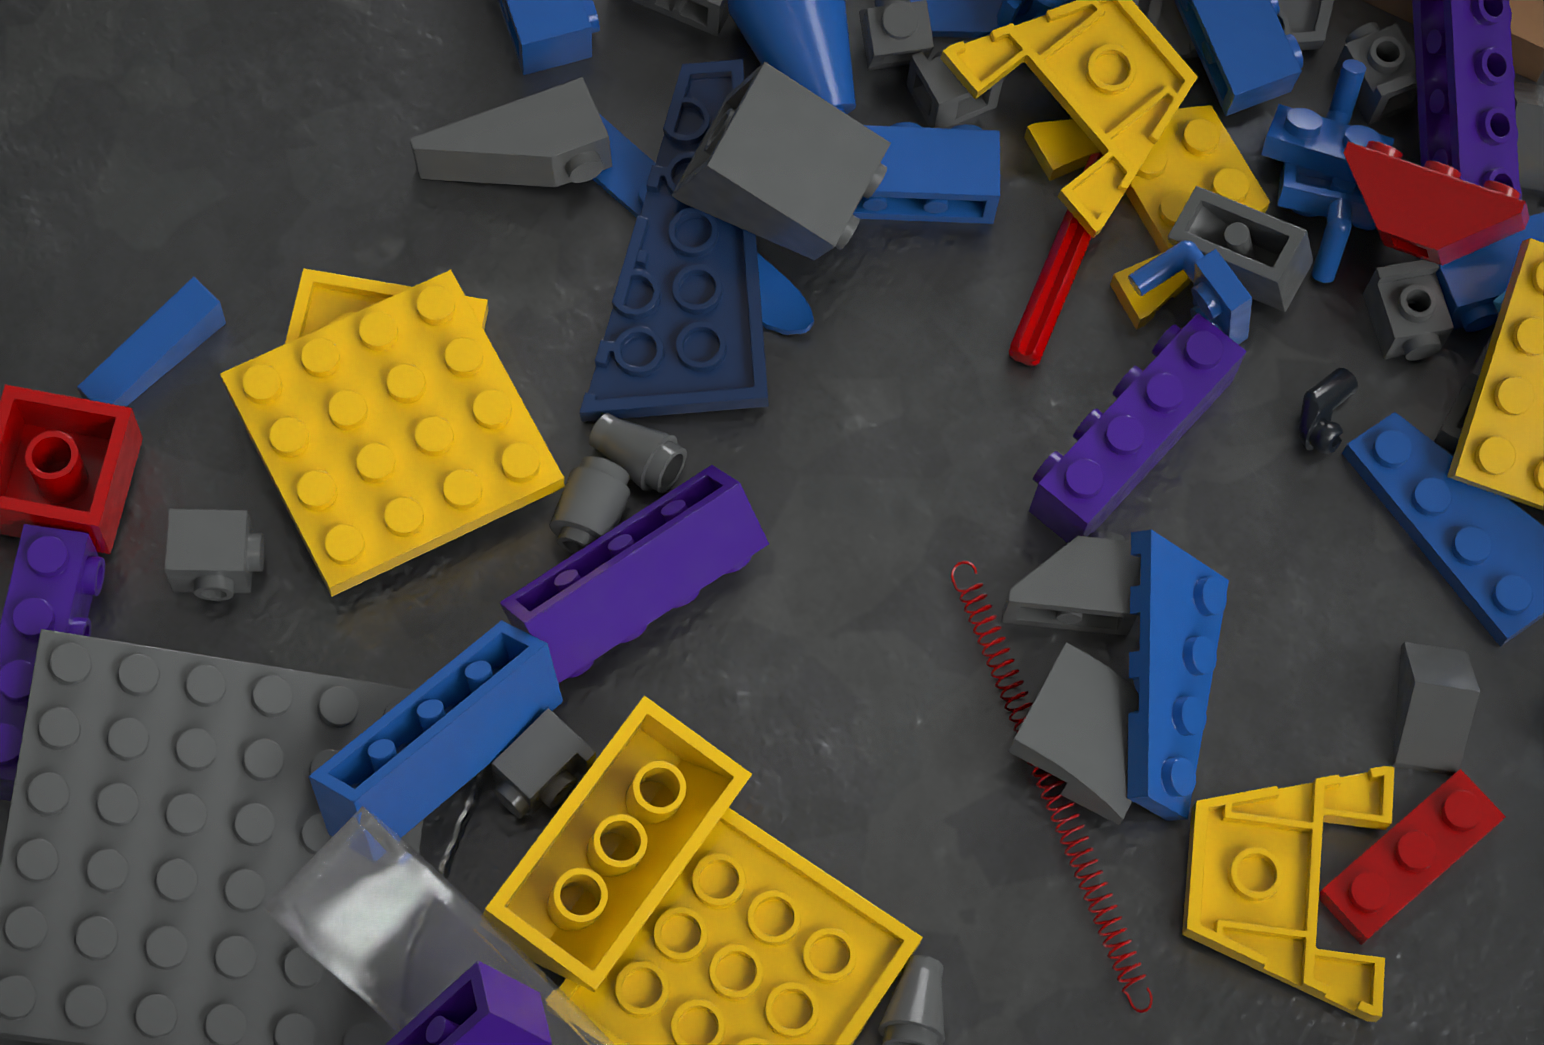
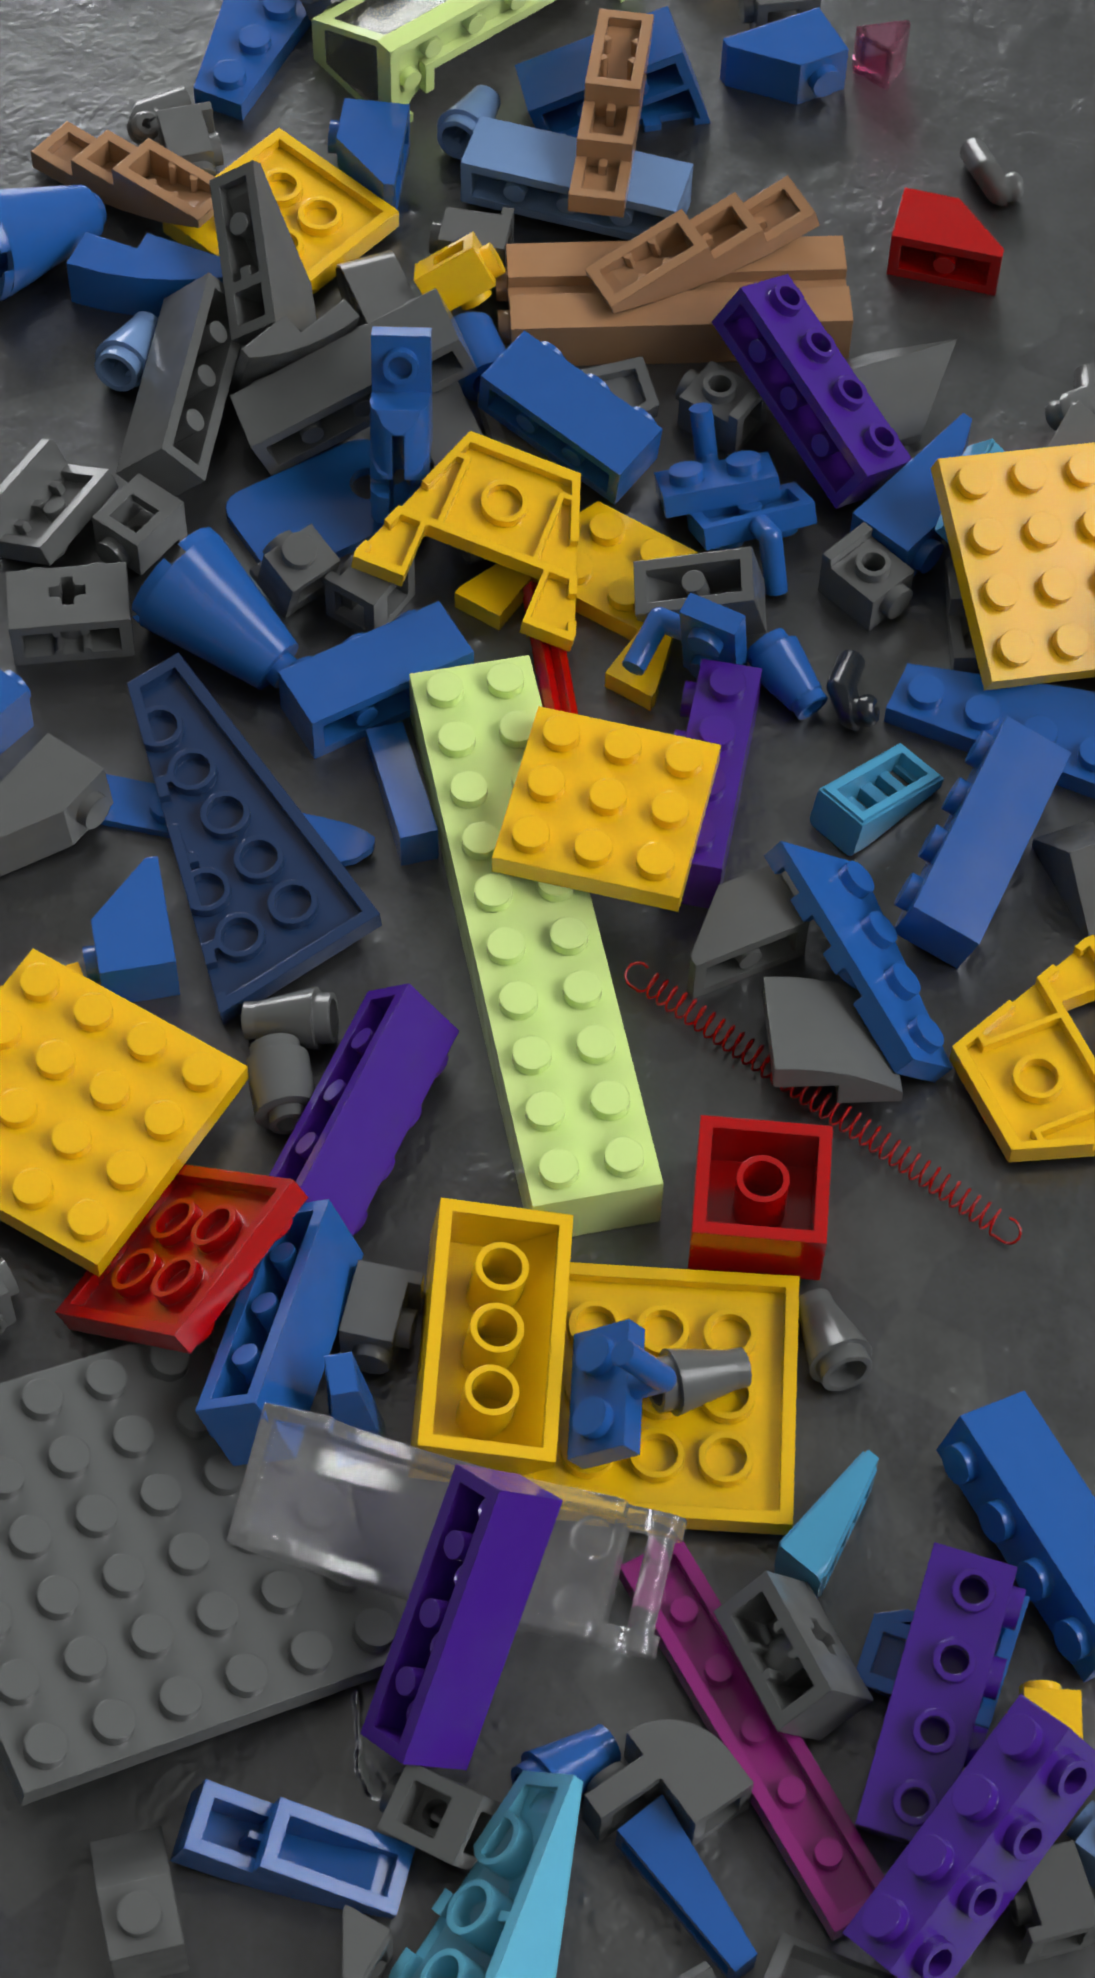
camera: 25 degrees left, 10 degrees down
(403, 626) = (185, 1259): none -> red plate
(457, 844) = (349, 1395): none -> blue piece
(548, 305) = (134, 939): none -> blue slope
(683, 953) = (607, 1392): none -> blue plate
(766, 981) = (702, 1377): none -> dark grey cone
(784, 165) = (275, 711): dark grey slope -> none
(864, 291) = (403, 794): none -> blue piece
(882, 500) = (533, 965): none -> yellowish green brick
(931, 846) = (761, 1197): none -> red brick
(1016, 413) = (607, 808): none -> yellow plate
(1246, 533) = (854, 826): none -> dark azure slope
(1276, 361) = (787, 672): none -> blue cone
(1347, 621) = (980, 842): none -> blue brick
(1430, 207) = (839, 478): red slope -> none

